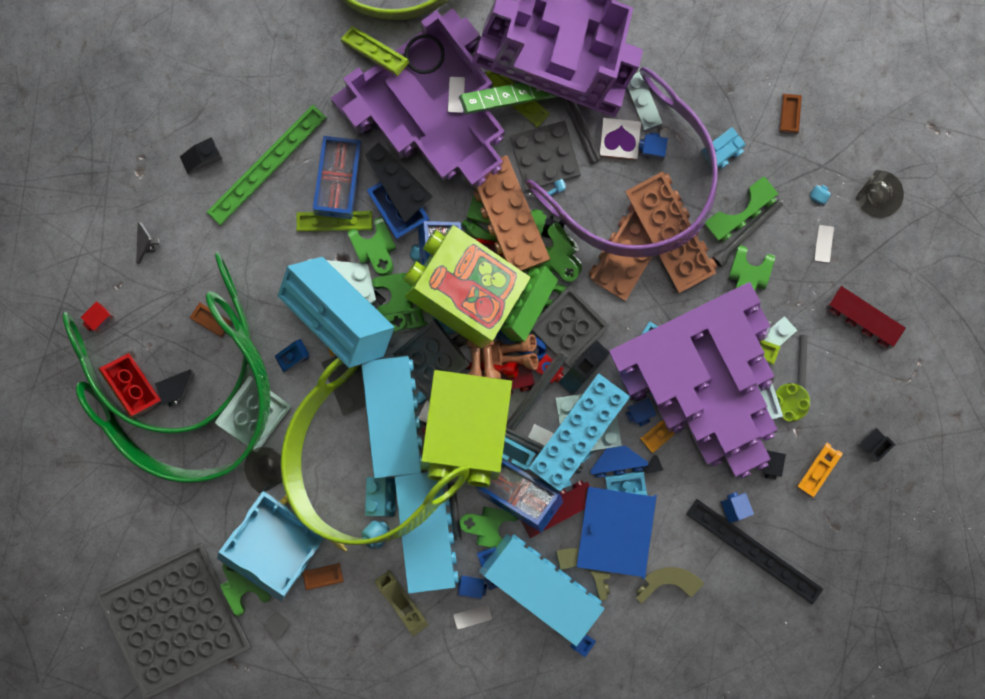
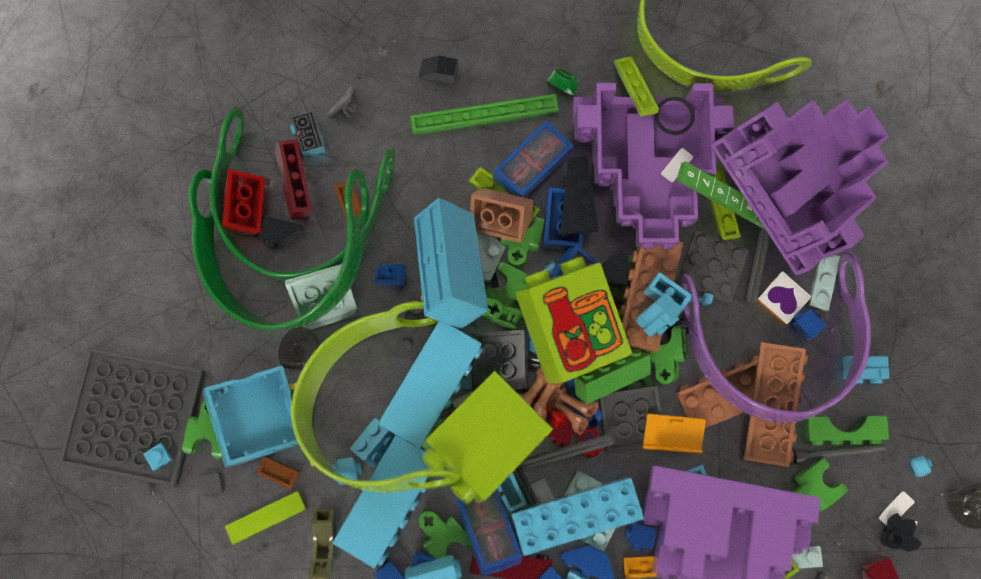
camera: 35 degrees right, 5 degrees down
(96, 317) = (262, 132): red brick -> none
(135, 290) = (308, 134): none -> brick
(153, 337) = (293, 179): none -> dark red brick
(220, 634) = (157, 456): none -> medium azure plate
(311, 88) = (564, 80): none -> green piece
(340, 617) = (265, 517): none -> lime tile
(345, 240) = (501, 214): none -> nougat slope
(454, 514) = (422, 504): dark grey bar -> none
(468, 217) = (616, 267): none -> black slope
(524, 208) = (661, 284): none -> medium azure brick
(530, 231) = (658, 315): none -> medium azure brick
(584, 367) = (619, 462): black slope -> none
(614, 312) = (680, 435): none -> light orange door
(790, 113) = (942, 380): dark orange tile -> none
(840, 256) = (903, 532): none -> black plate

